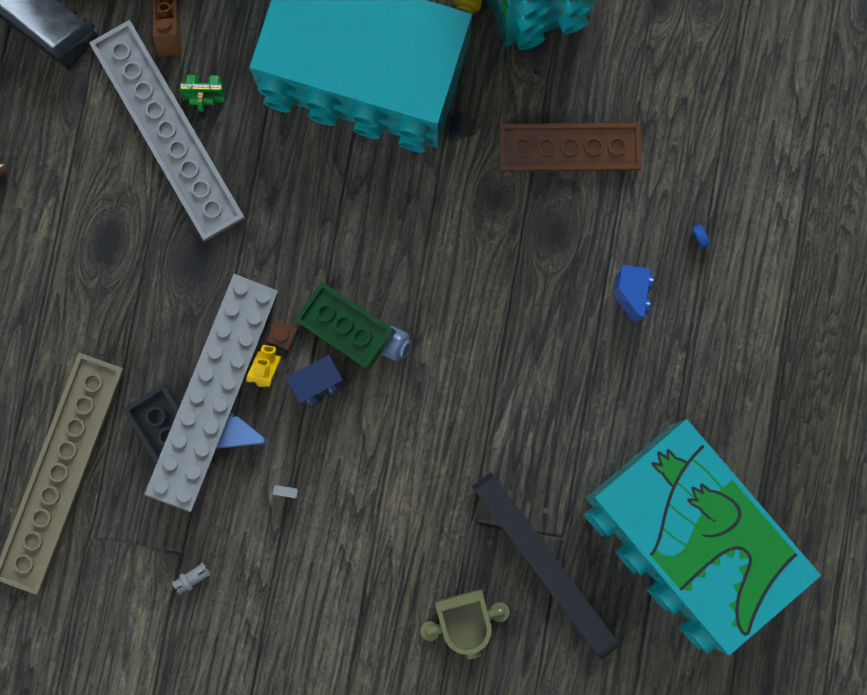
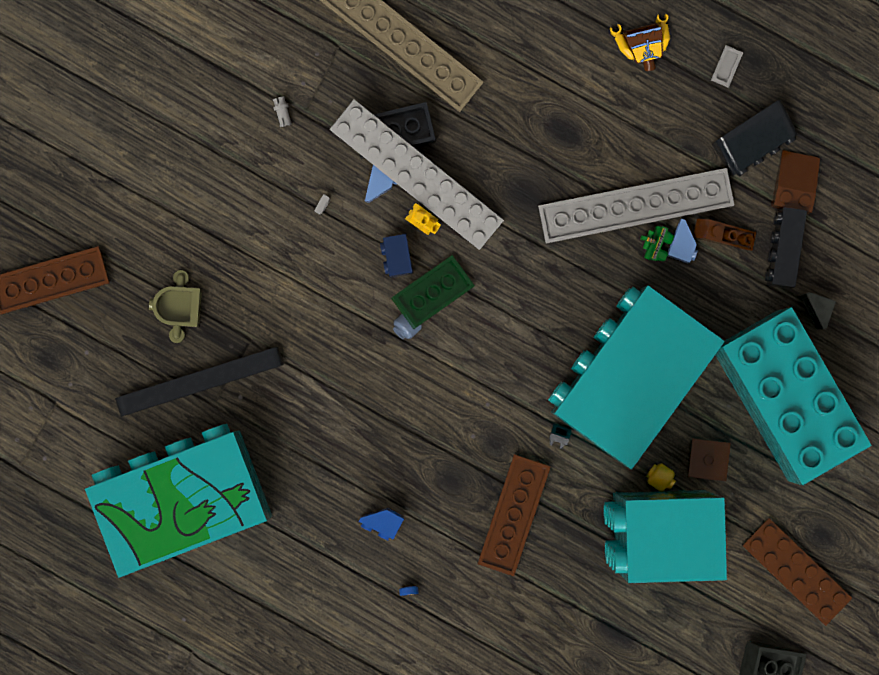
camera: 105 degrees right, 5 degrees up
(192, 60) = (683, 244): none -> medium blue slope
(282, 335) = (444, 241): reddish brown plate -> none

